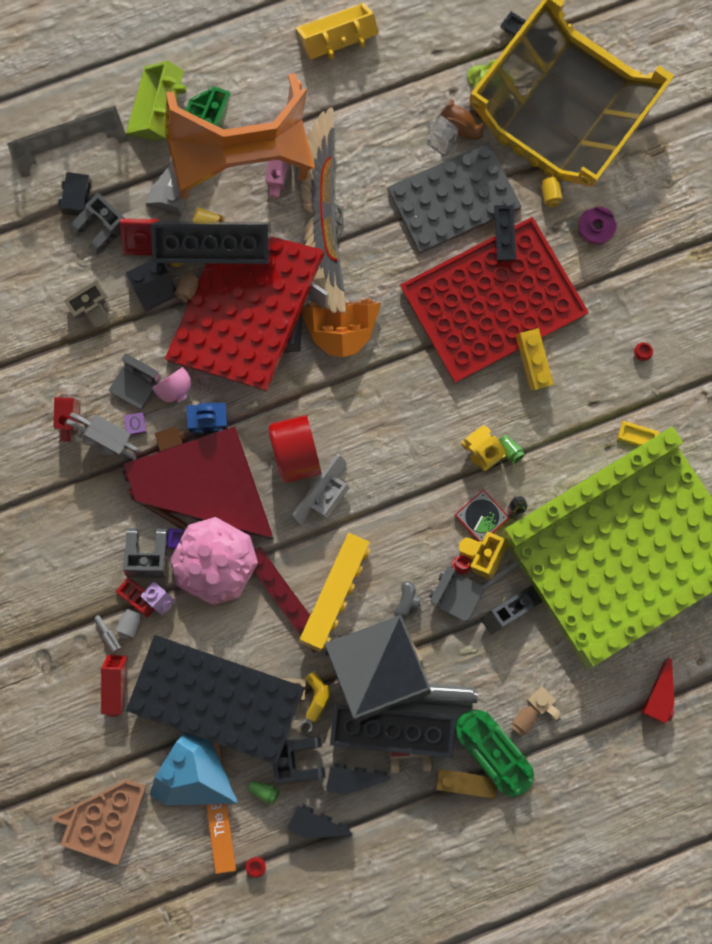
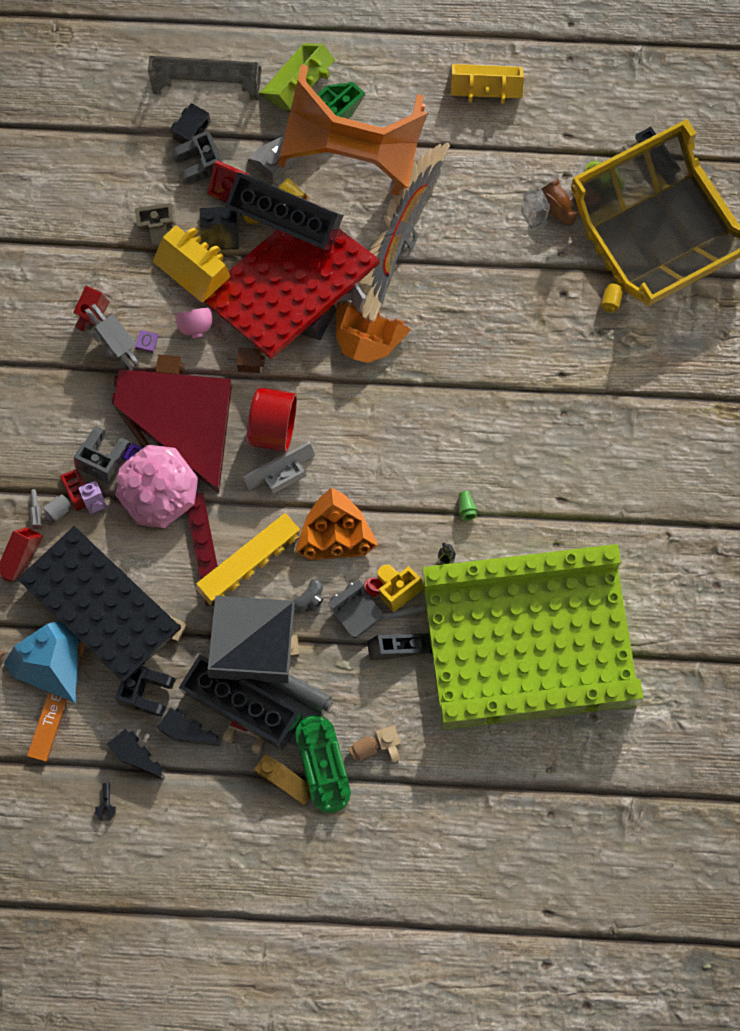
camera: 25 degrees right, 5 degrees down
(135, 382) = (163, 304): dark grey bracket -> none
(142, 330) = (191, 263): none -> yellow piece
(187, 288) = (247, 244): medium nougat brick -> none
(207, 418) = (210, 361): blue brick -> none
(243, 399) = (250, 360): none -> reddish brown brick
(255, 867) = (64, 767): red plate -> none
(265, 792) = (104, 706): bright green cone -> none
(274, 169) = (372, 182): bright pink torso -> none
(310, 882) = (105, 803): none -> black bar
(320, 699) = (190, 648): yellow arm -> none
(401, 526) = (335, 529): none -> orange brick
(452, 197) = (522, 267): dark grey plate -> none
(479, 305) = (514, 369): red plate -> none
(481, 515) = (412, 551): tile -> none
(484, 448) = (441, 492): yellow brick -> none
(505, 233) = (550, 315): black plate -> none
(534, 359) = (524, 435): yellow brick -> none
(595, 215) = (636, 354): magenta plate -> none
(635, 434) = (582, 539): yellow tile -> none
(643, 351) = (629, 473): red plate -> none
(661, 697) = (495, 785): red slope -> none

